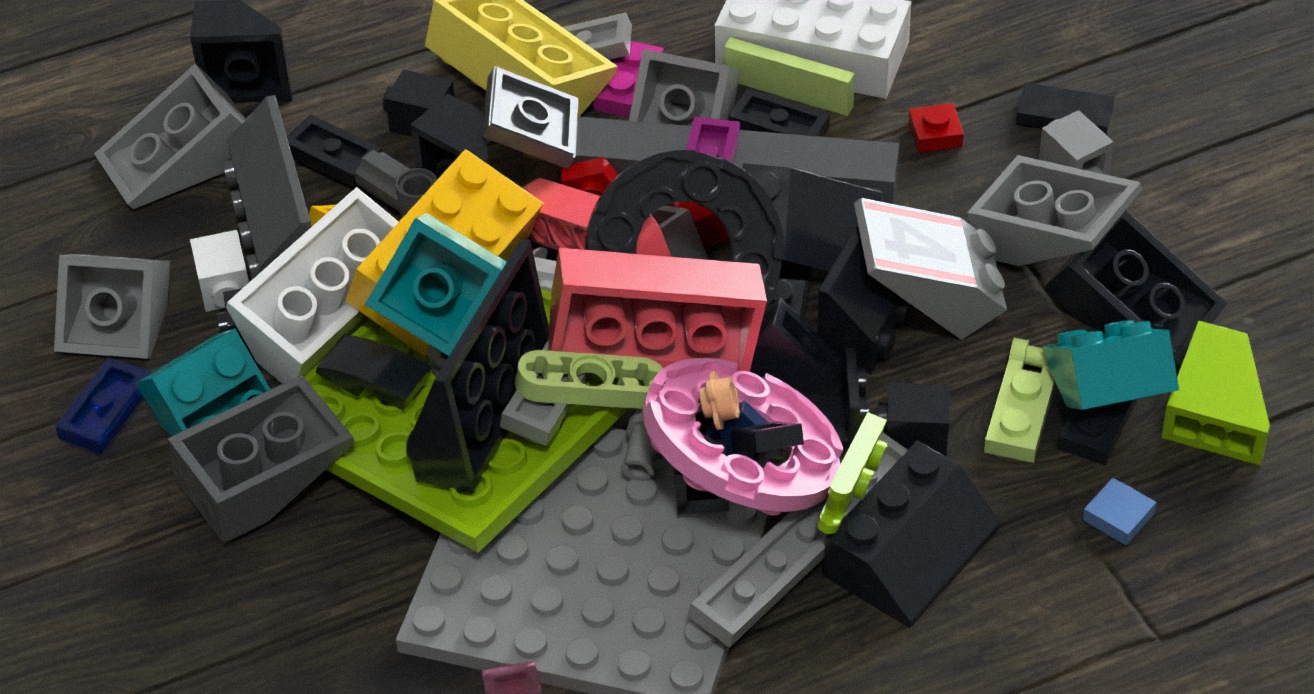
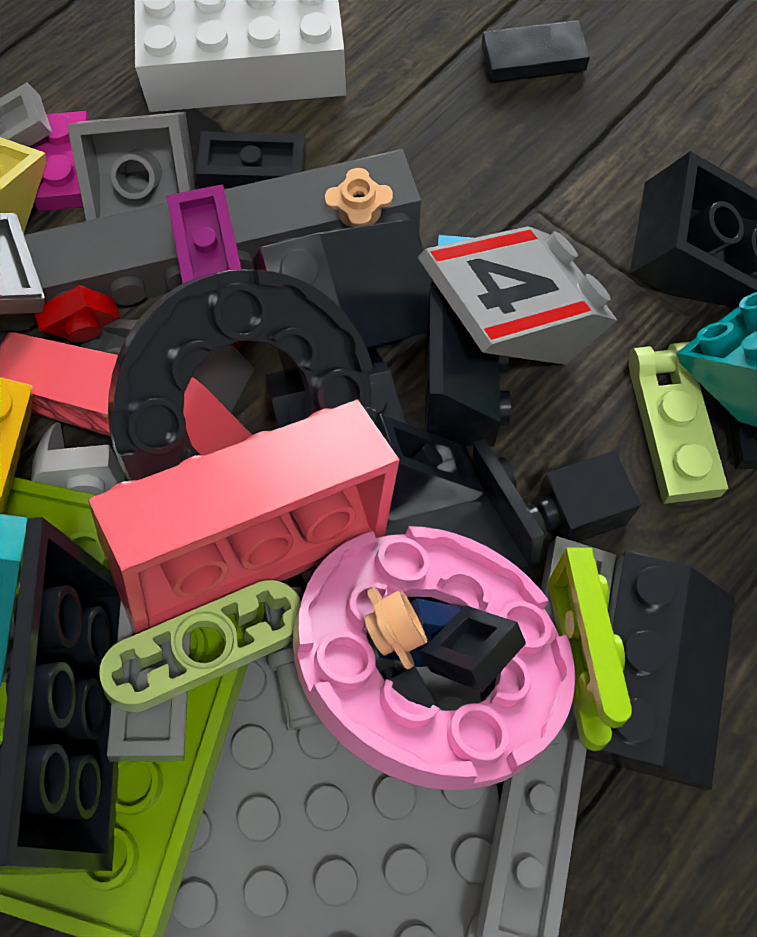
camera: 25 degrees left, 20 degrees up
(791, 76) = (240, 101): yellowish green tile -> none
(842, 163) = (362, 210): none -> light nougat plate
(935, 127) = (416, 113): red plate -> none
(1049, 210) = (618, 179): light grey slope -> none
(1076, 144) = (575, 94): light grey brick -> none

